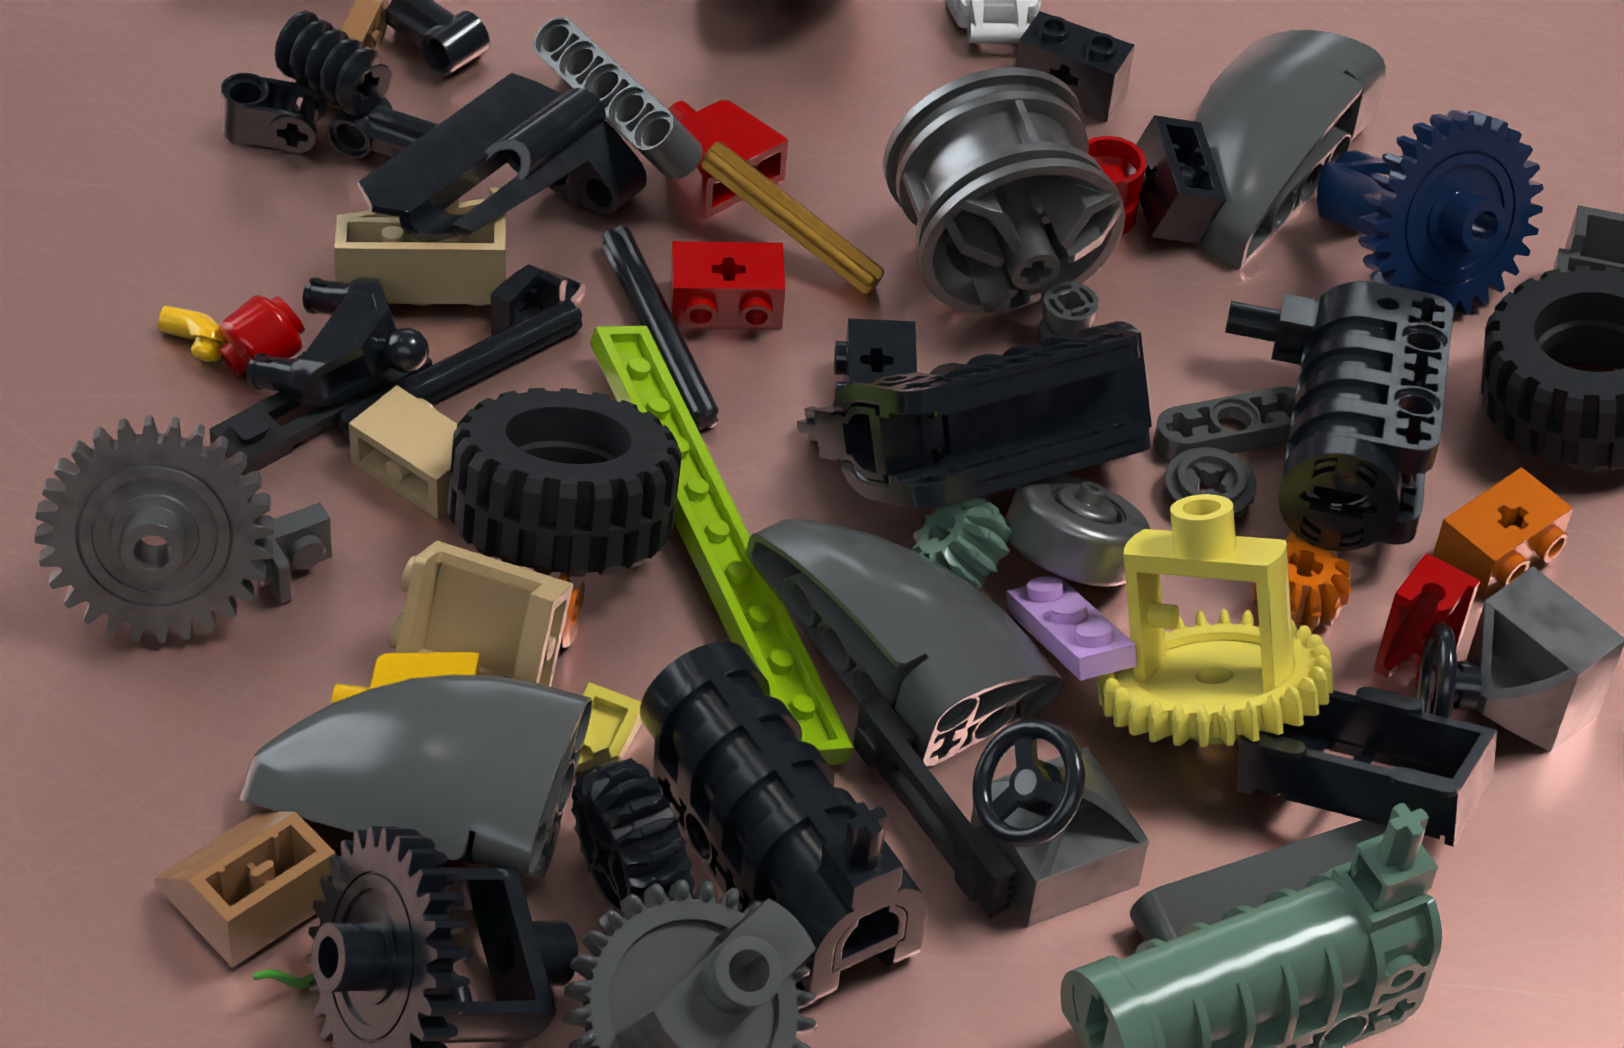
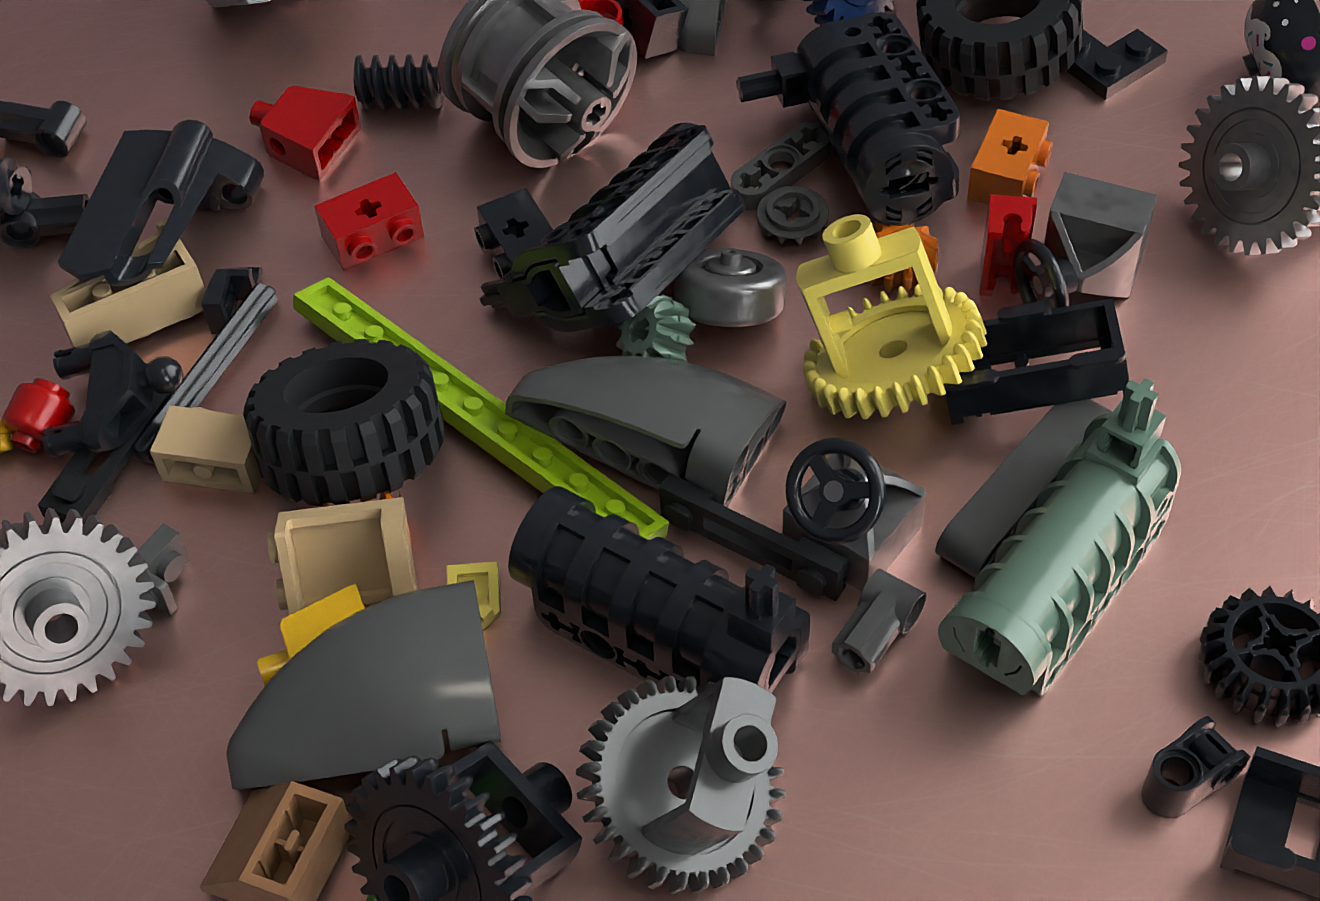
camera: 20 degrees left, 5 degrees up
(626, 102) = (229, 120): dark grey beam -> none
(628, 832) = (557, 673): black gear -> none
(654, 313) = (326, 265): black axle -> none
(792, 217) = (389, 151): pearl gold axle -> none
(843, 144) = (397, 83): none -> black piece
(1030, 947) = (883, 611): none -> dark grey piece
(1067, 310) = (625, 138): dark grey wheel -> none
(1071, 628) = (771, 361): lavender plate -> none

